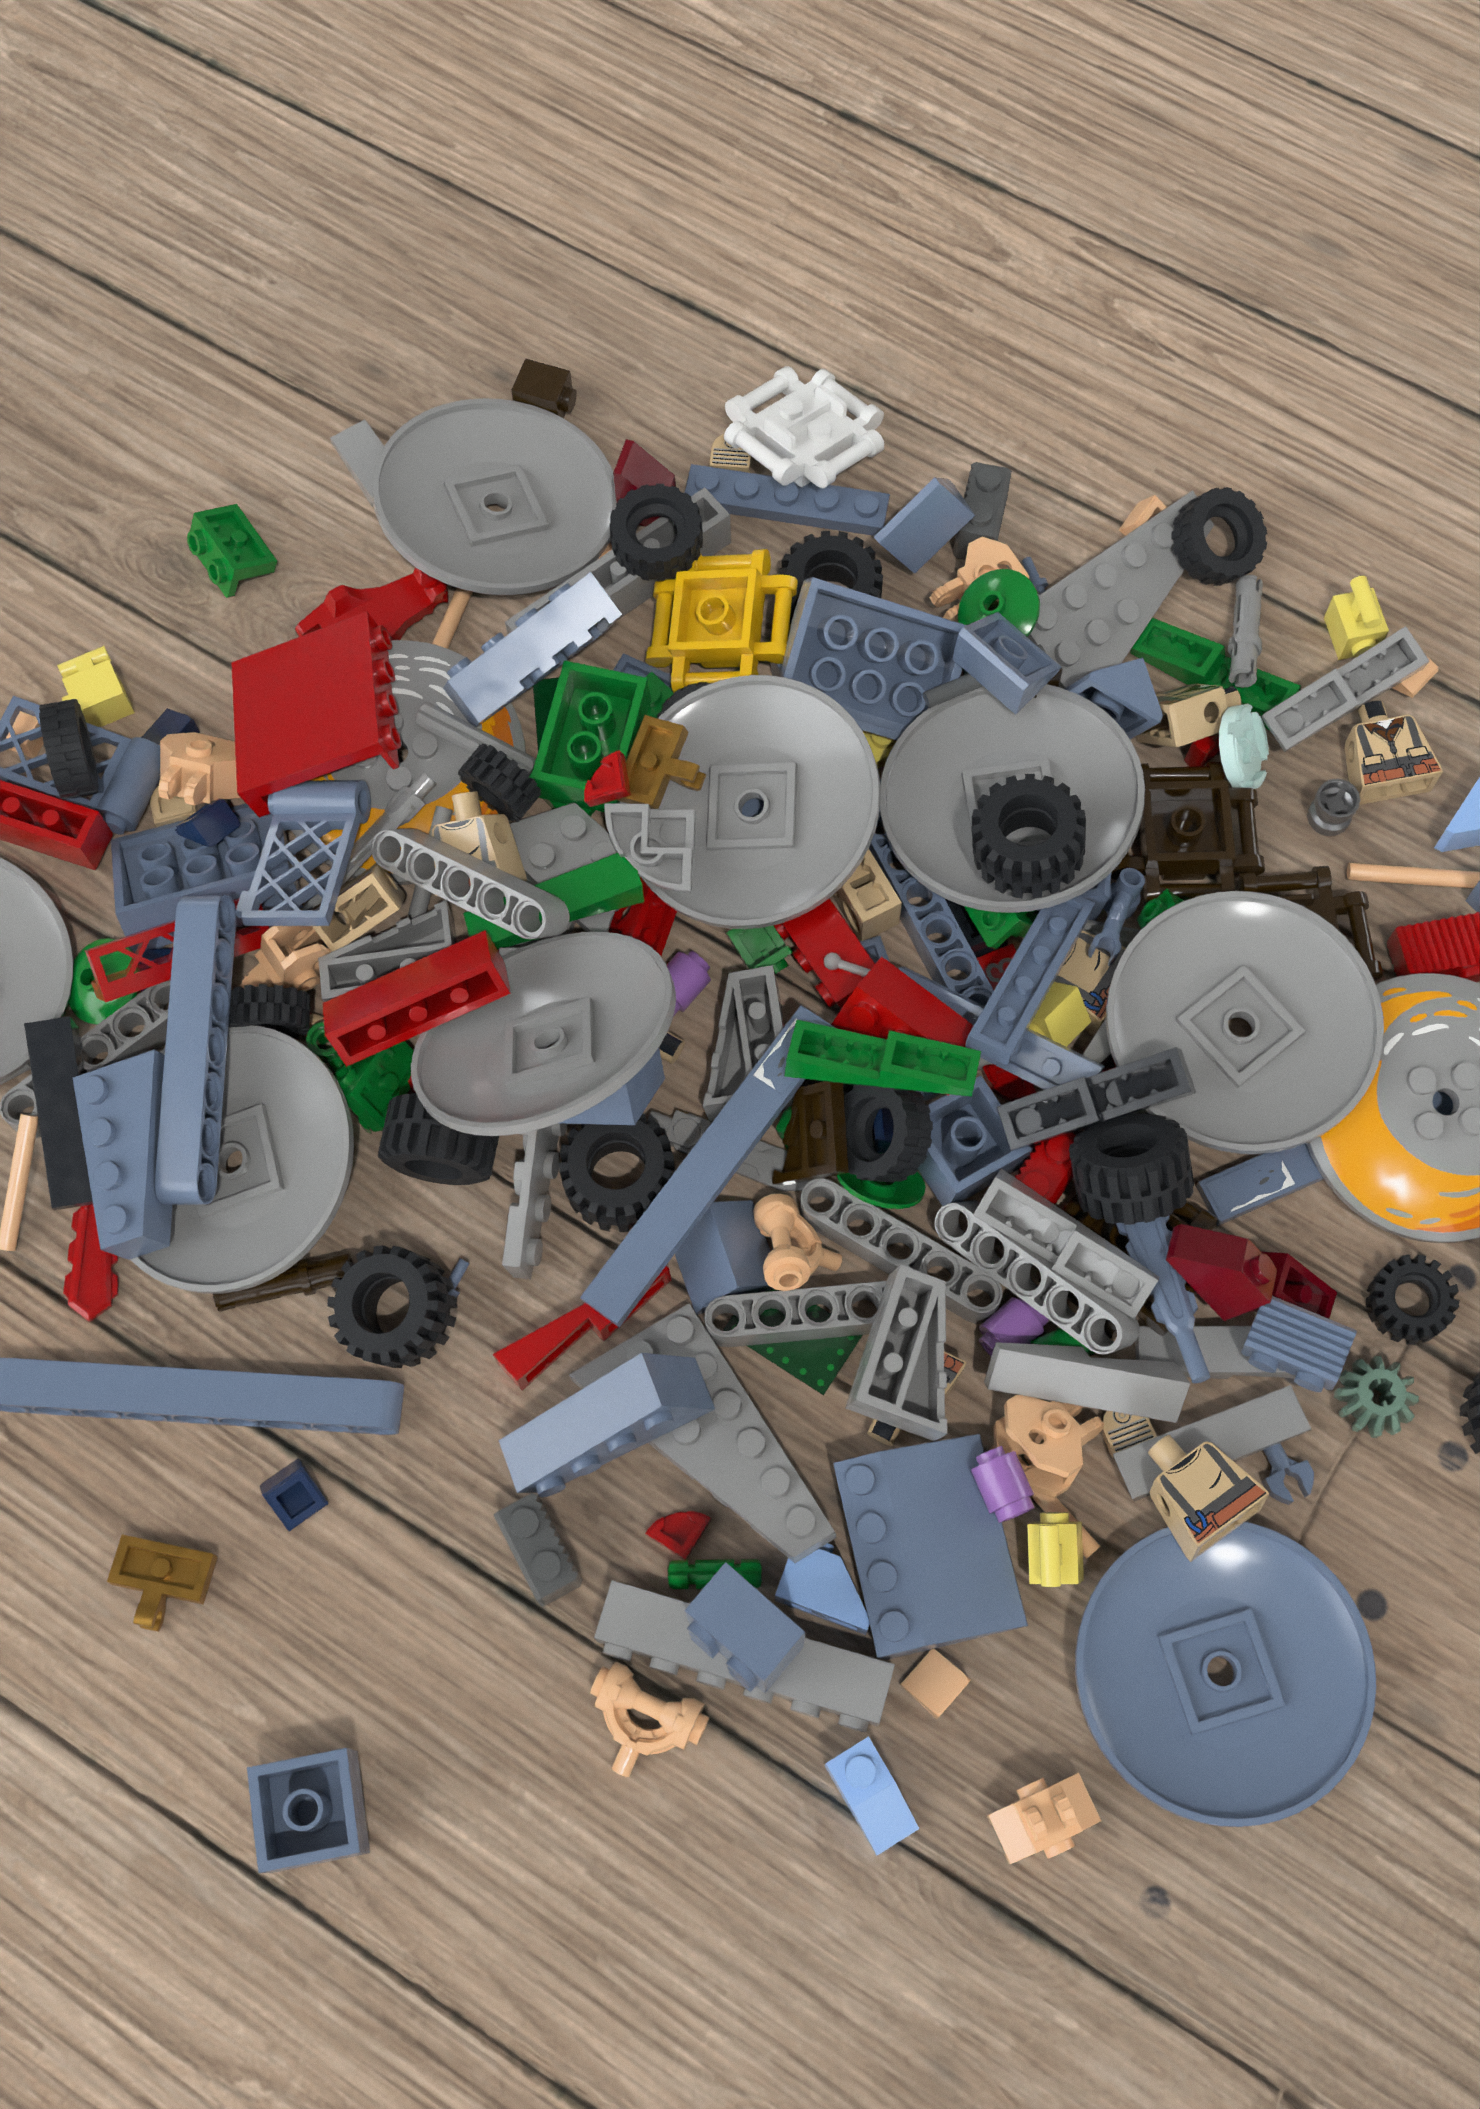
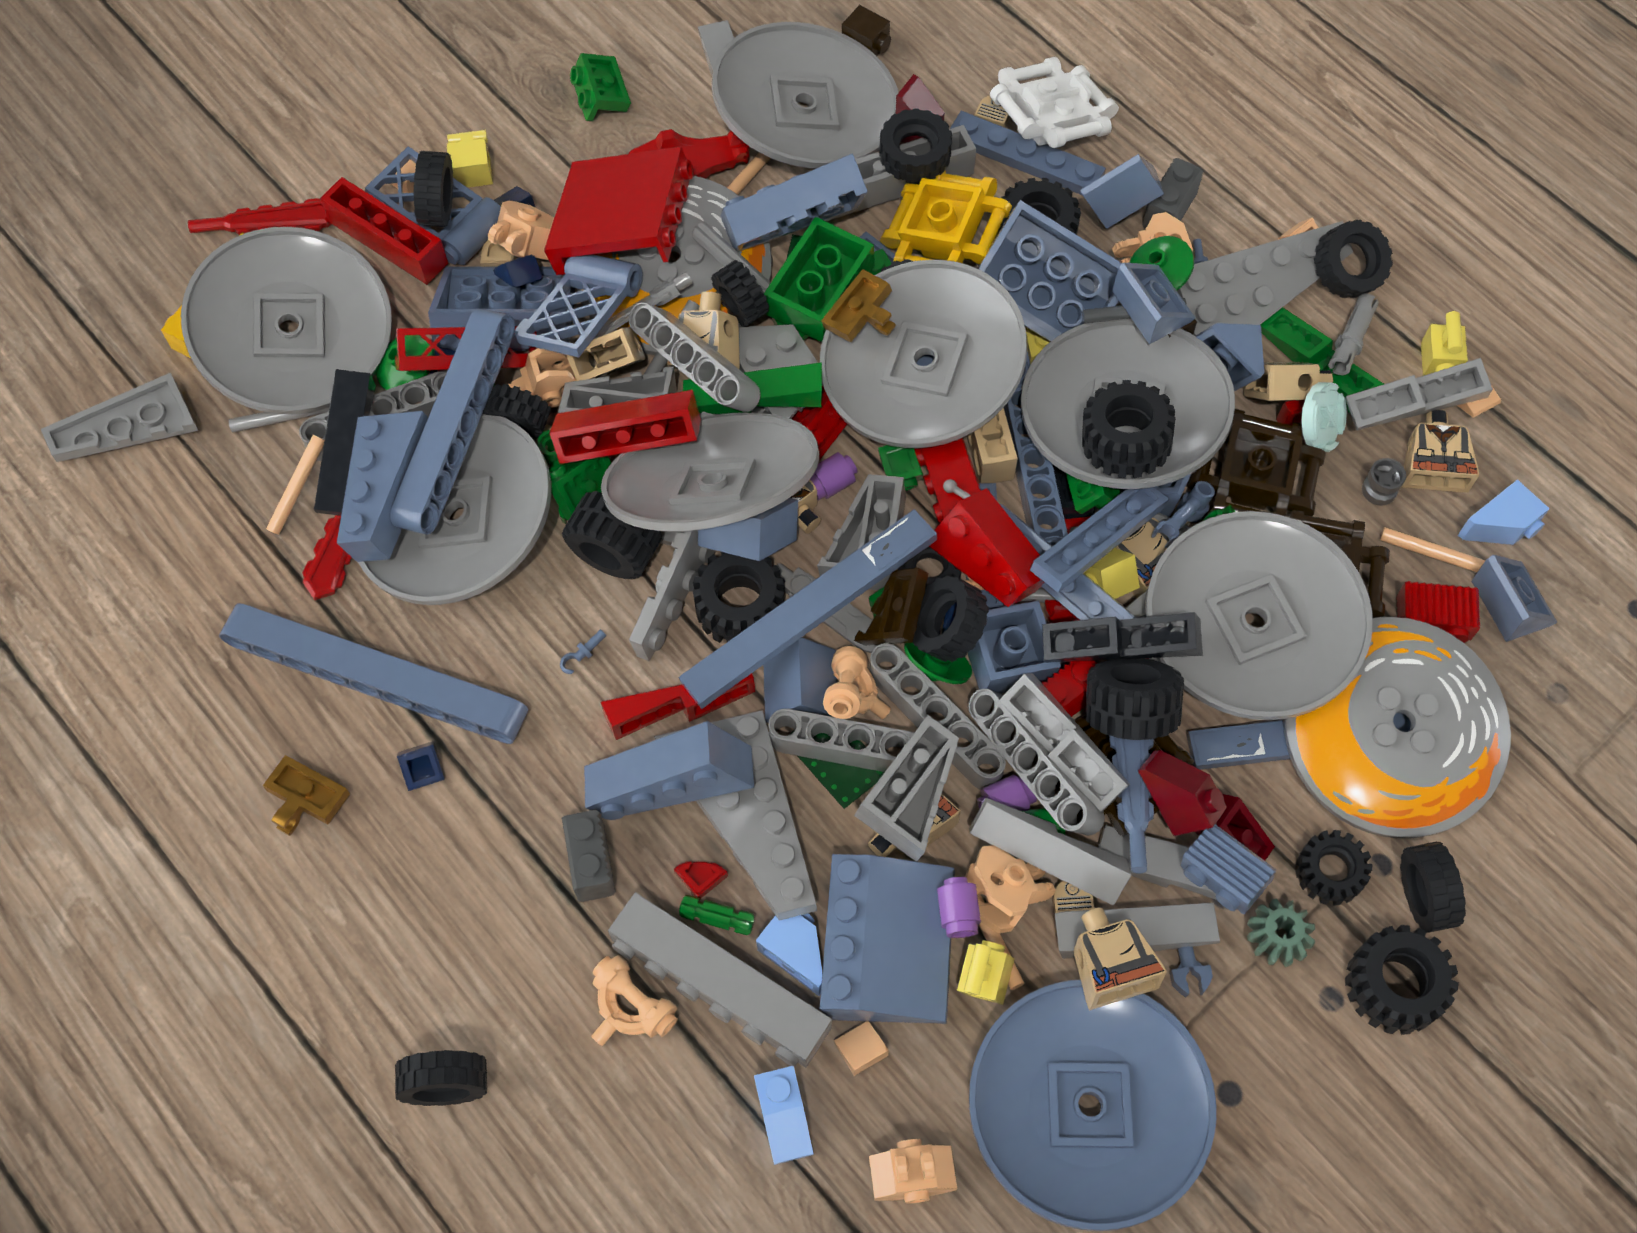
camera: 15 degrees right, 5 degrees down
(300, 1278) = (479, 611): dark brown pin -> none
(308, 1810) = (352, 993): sand blue brick -> none
(358, 1300) = (516, 633): black tyre -> none
(452, 1883) = (440, 1078): none -> black tyre
(609, 781) = (820, 310): red tile -> none
(655, 842) = (841, 362): light grey brick -> none
(744, 1628) = (719, 948): sand blue piece -> none
(896, 1063) = (969, 565): green slope -> none

